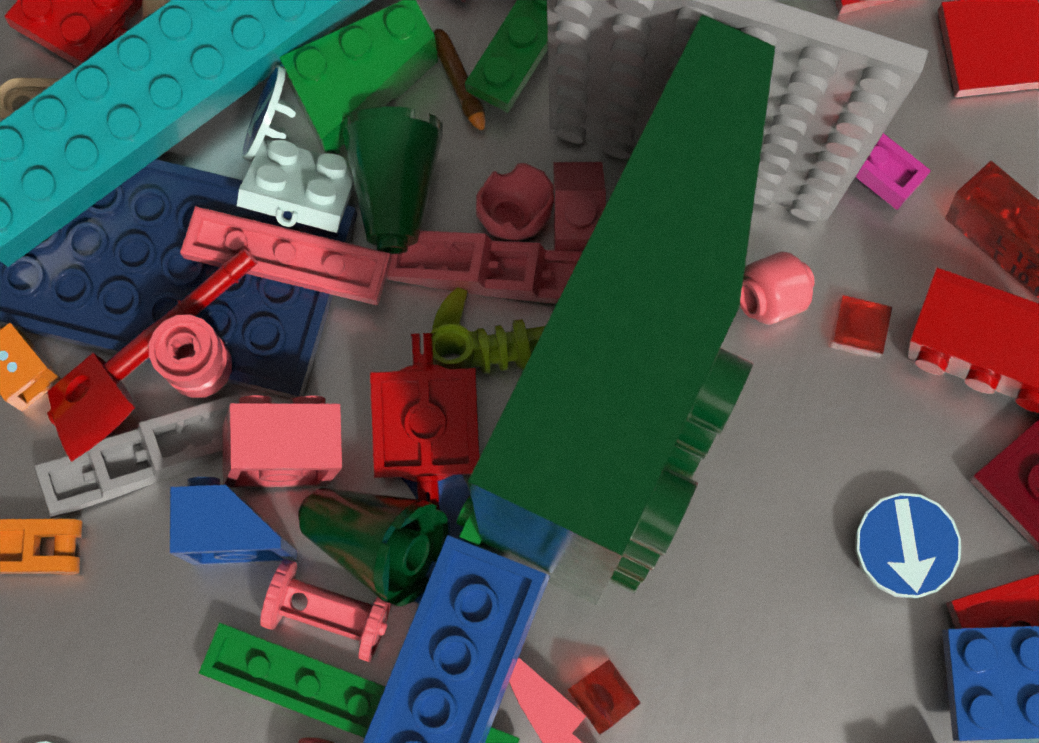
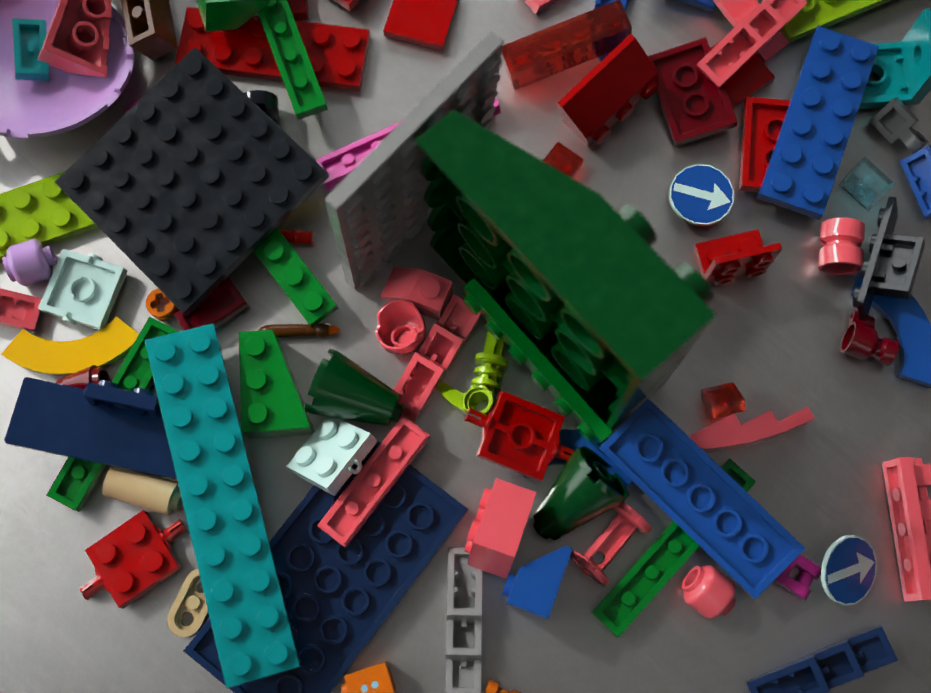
camera: 65 degrees left, 0 degrees up
(93, 397) = (416, 642): red piece -> none
(190, 356) = (420, 562): coral wheel -> none
(264, 112) = (273, 457): light aqua piece -> none
(835, 632) = (735, 256): none -> red bracket

